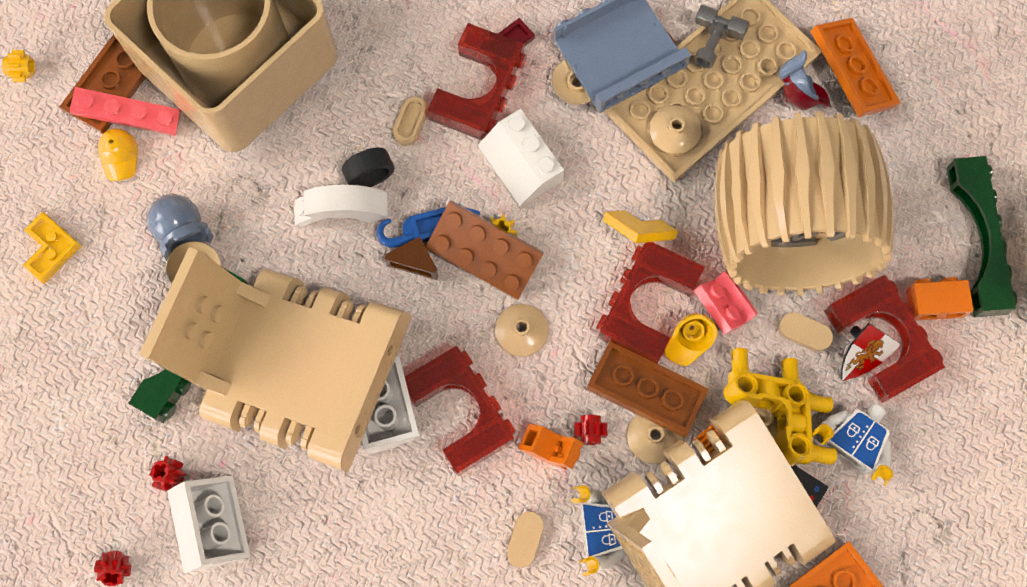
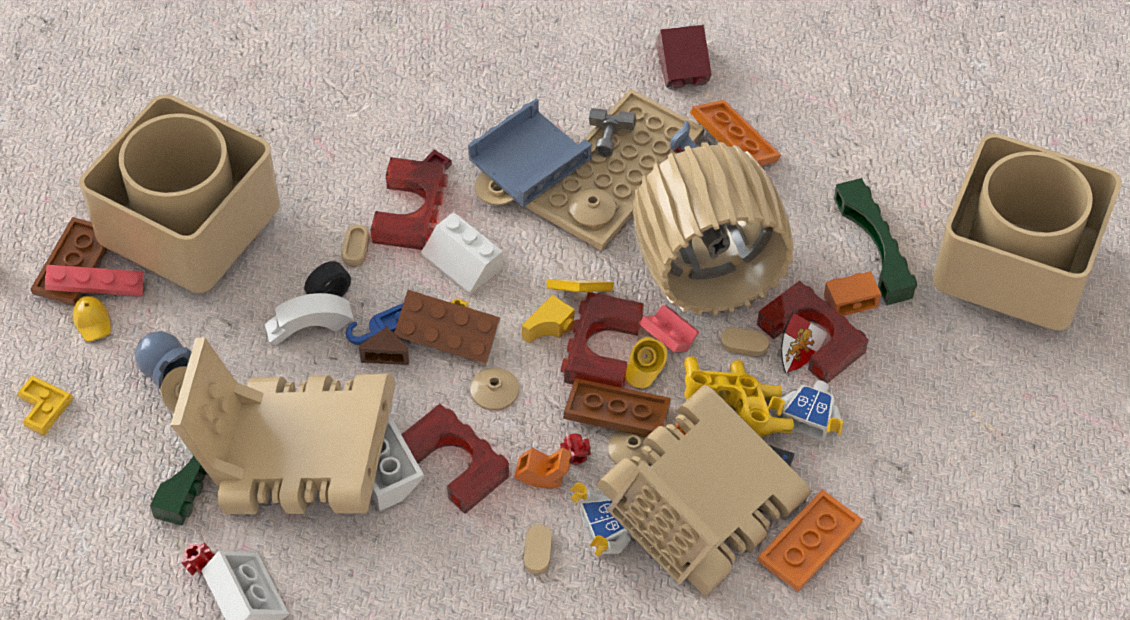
camera: 15 degrees left, 20 degrees down
(599, 260) = (550, 318): none -> yellow arch

